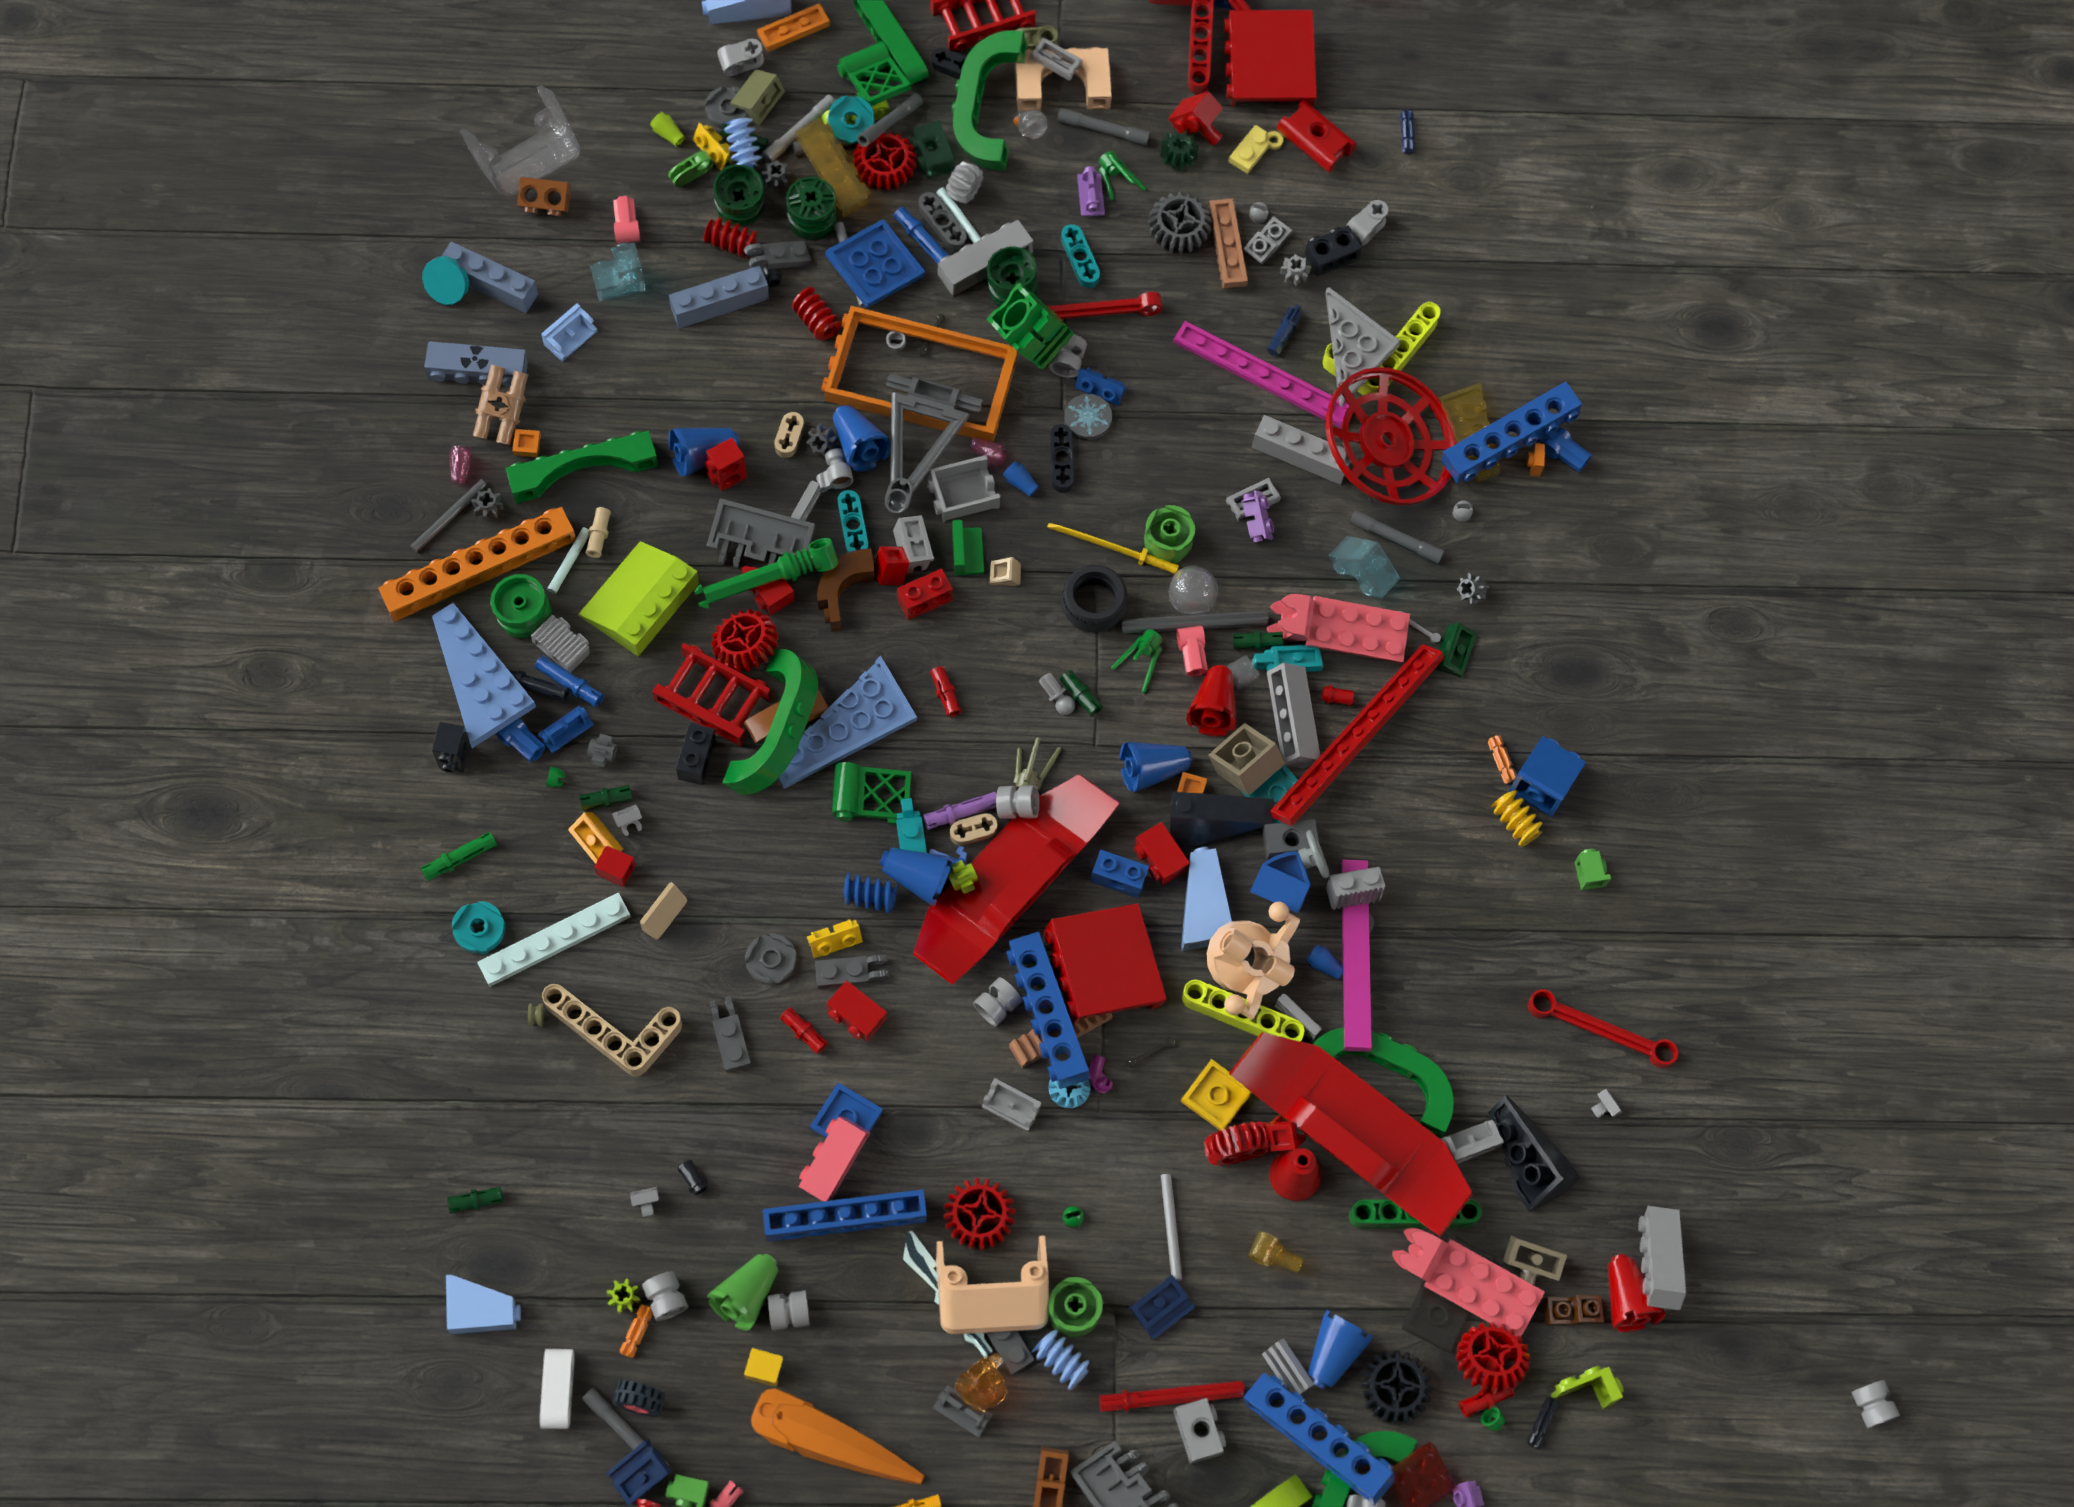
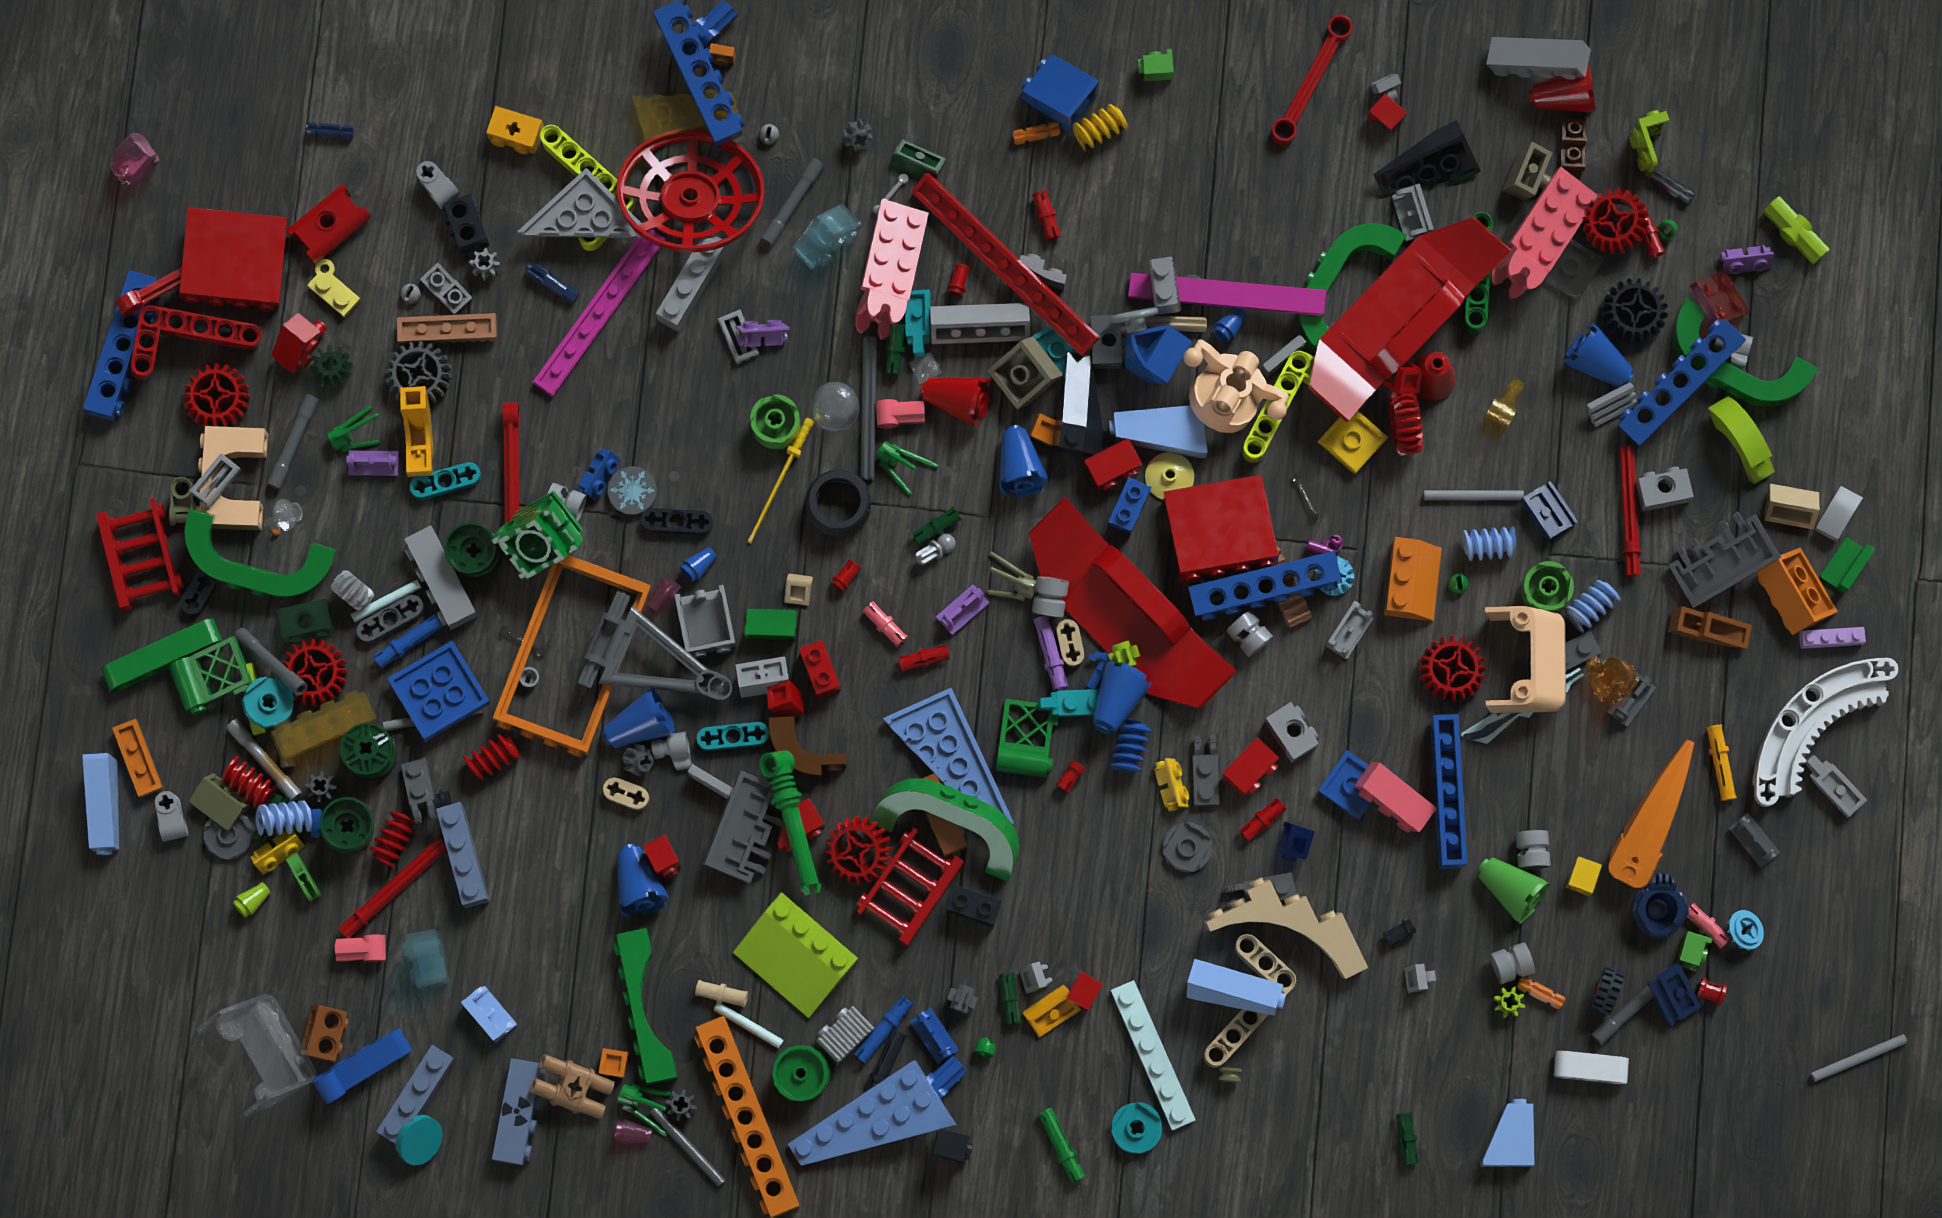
camera: 80 degrees left, 10 degrees up
(491, 462) = (631, 1097): none -> green plant
(513, 226) = (360, 1065): none -> blue beam
(619, 1003) = (1234, 989): none -> light blue slope
(663, 911) = (1133, 947): tan slope -> none
(680, 239) = (392, 888): none -> red axle
(684, 1102) = (1264, 906): none -> tan arch
(732, 1449) = (1660, 907): none -> dark blue helmet
(771, 1065) = (1303, 839): none -> clear blue brick
(775, 114) = (247, 784): none -> red piece
(836, 839) = (1070, 776): none -> red pin
(904, 1038) = (1292, 746): none -> light grey brick
(976, 653) = (885, 624): none -> coral pin
(998, 724) = (962, 609): none -> medium lavender hinge
(1022, 612) = (845, 575): none -> red pin
(1072, 1166) = (1412, 579): none -> orange slope
(1117, 1243) = (1489, 543): none -> light blue piece
(1126, 226) = (418, 431): none -> light orange arch
(1151, 53) = (215, 377): none -> red gear
(1161, 927) = (1165, 462): none -> light yellow dish
(1319, 905) = (1193, 324): none -> tan axle
(1357, 772) = (1052, 277): none -> light grey slope
(1416, 774) = (1046, 215): none -> red pin
(1432, 272) = (506, 121): none -> light orange brick
(1577, 1105) = (1386, 112): none -> red panel

